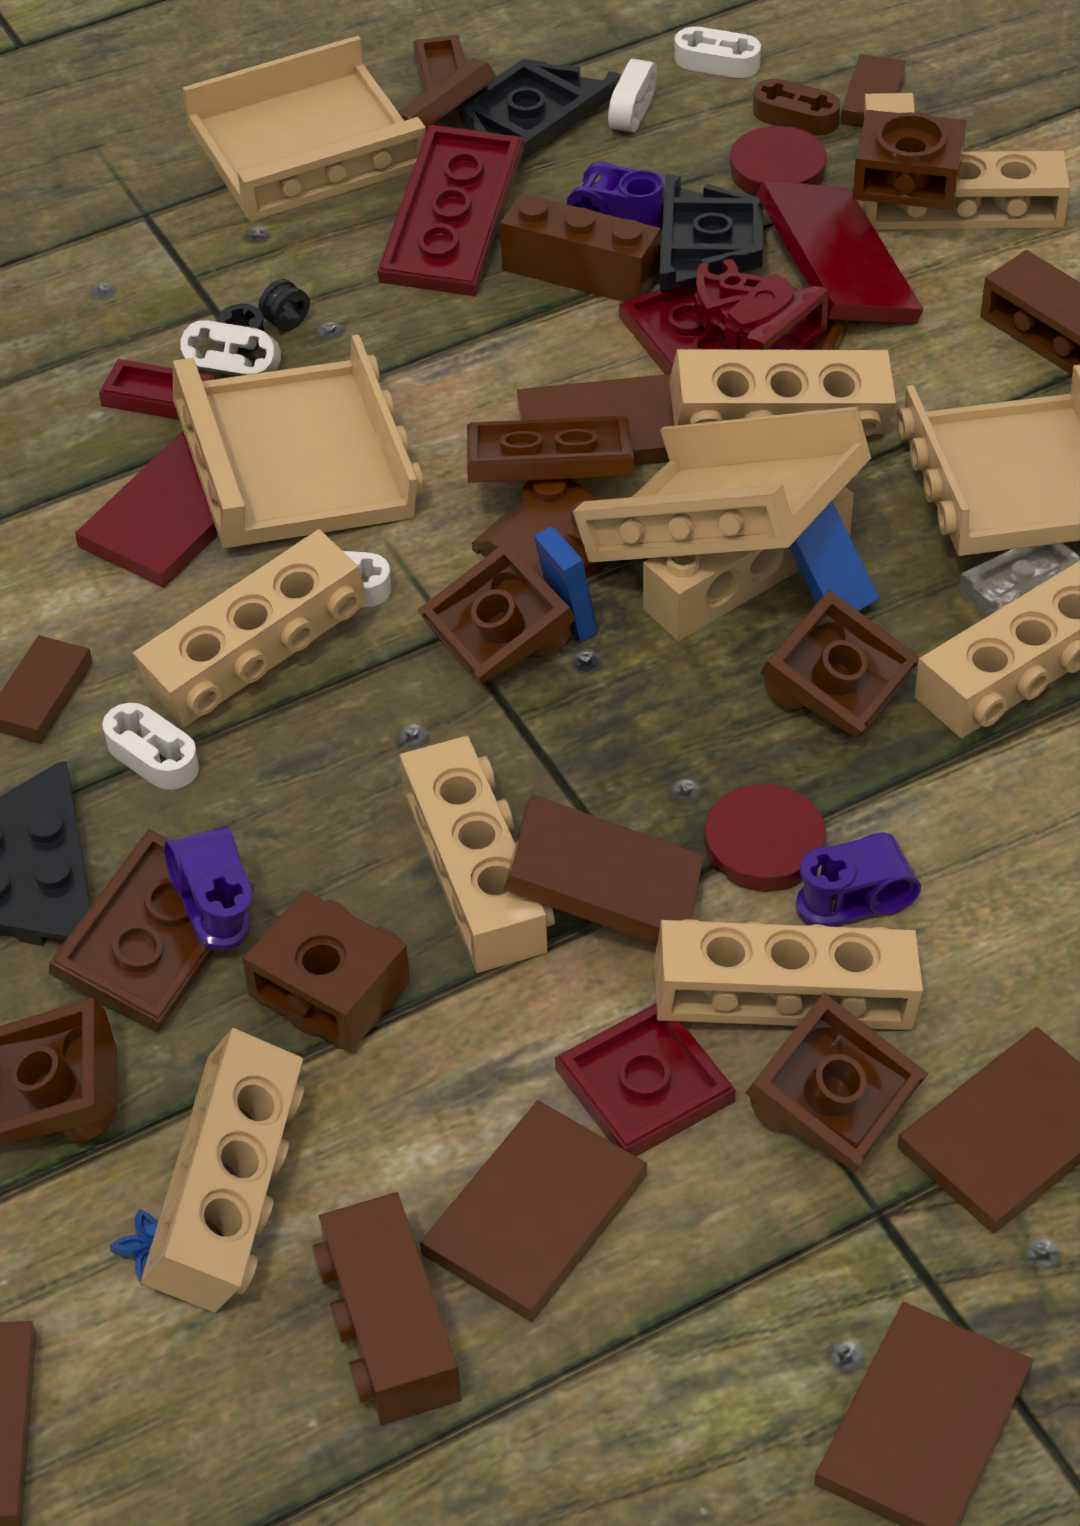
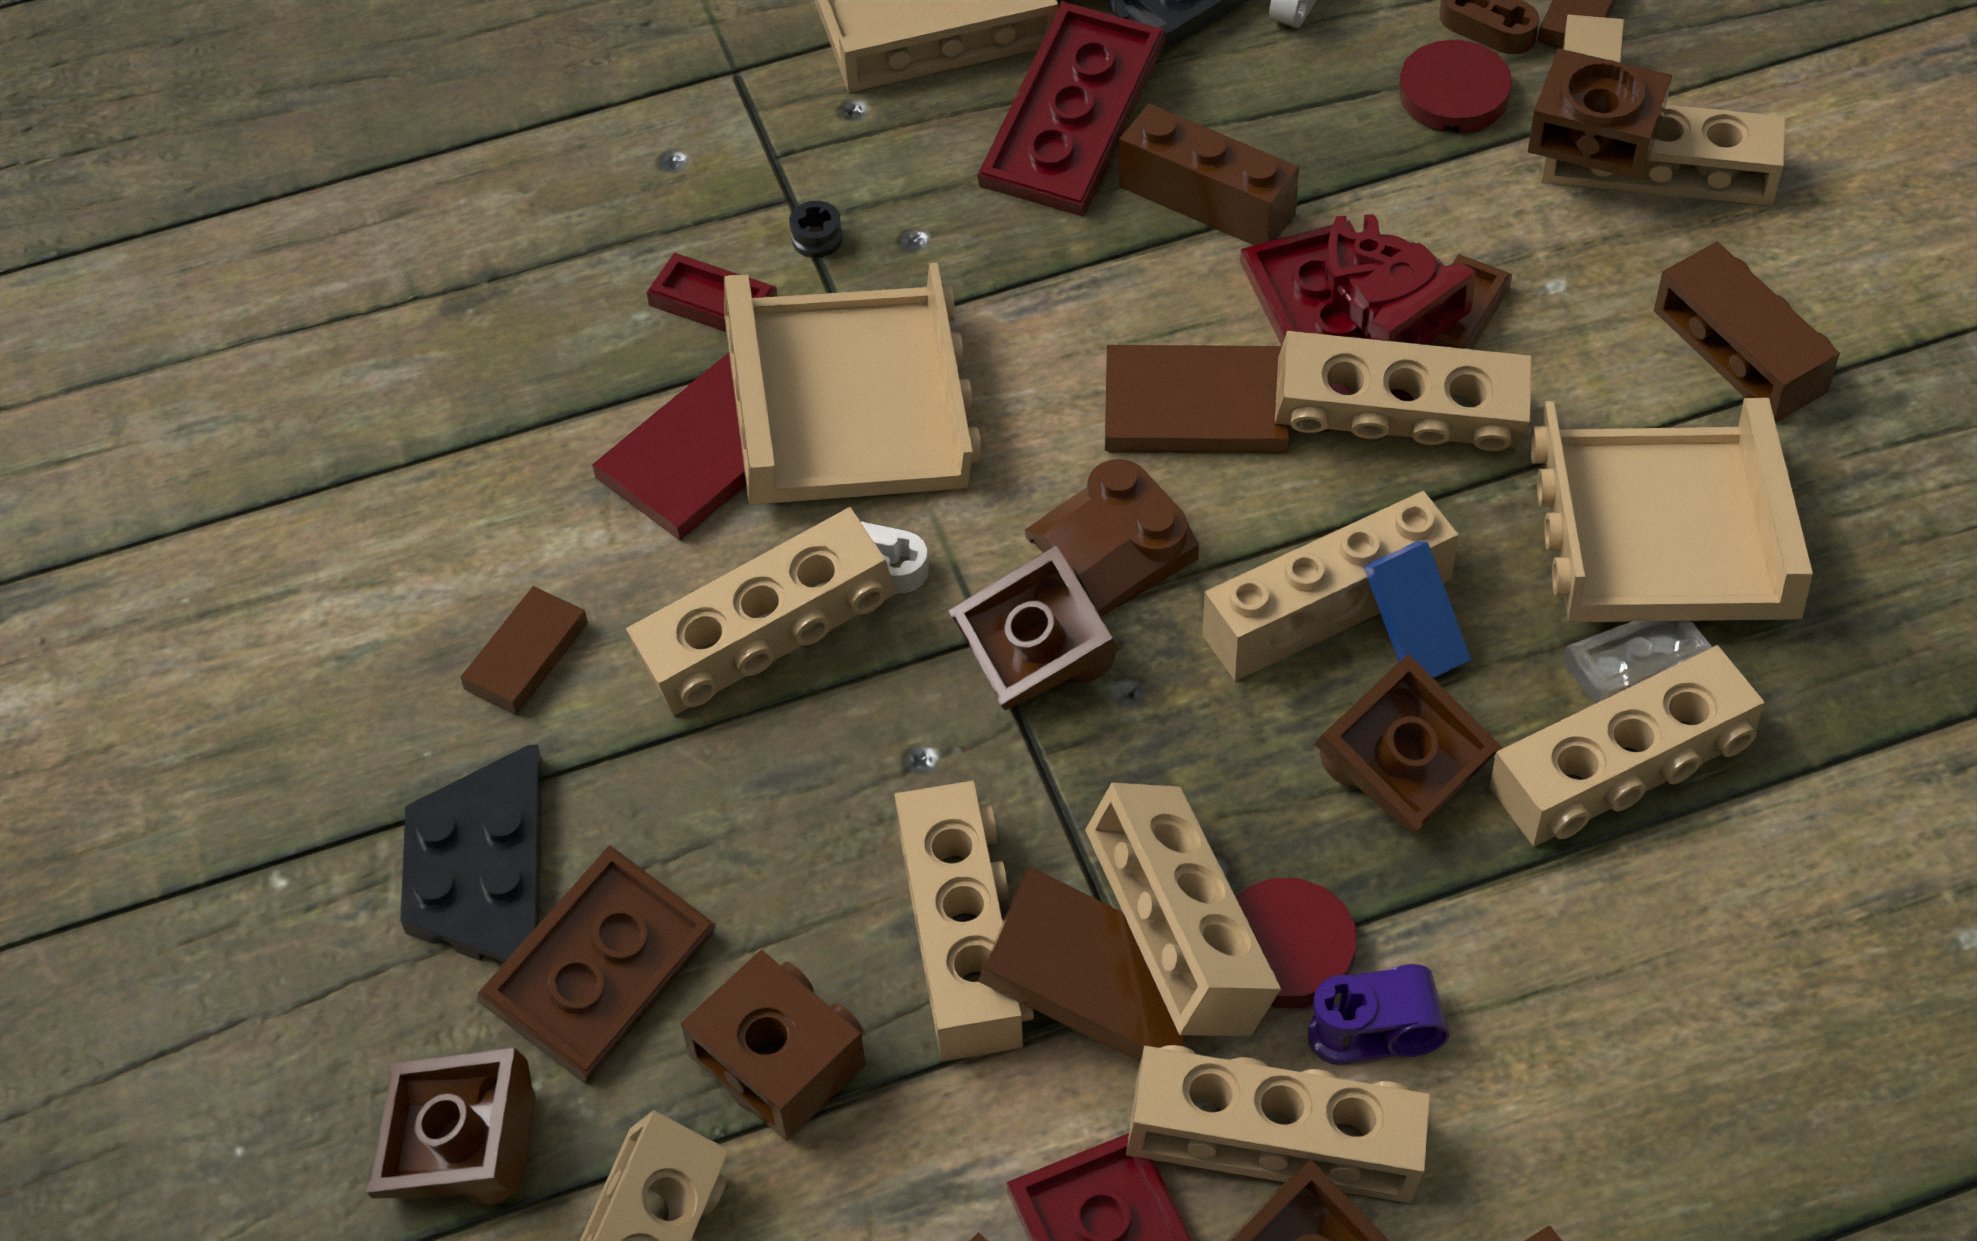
camera: 10 degrees right, 5 degrees up
(157, 738) = (642, 728): white beam -> none
(211, 886) = (664, 919): dark purple piece -> none
(233, 338) = (794, 268): white beam -> none
(284, 304) = (866, 207): black bush -> none
(549, 449) = (1126, 432): reddish brown tile -> none
(567, 577) = (1115, 604): blue tile -> none
(621, 193) = (1266, 115): dark purple piece -> none
(671, 814) = (1181, 911): none -> tan brick
(707, 230) = (1356, 170): black wing -> none
(730, 487) = (1318, 516): tan panel -> none
(840, 252) = (1503, 214): dark red tile -> none

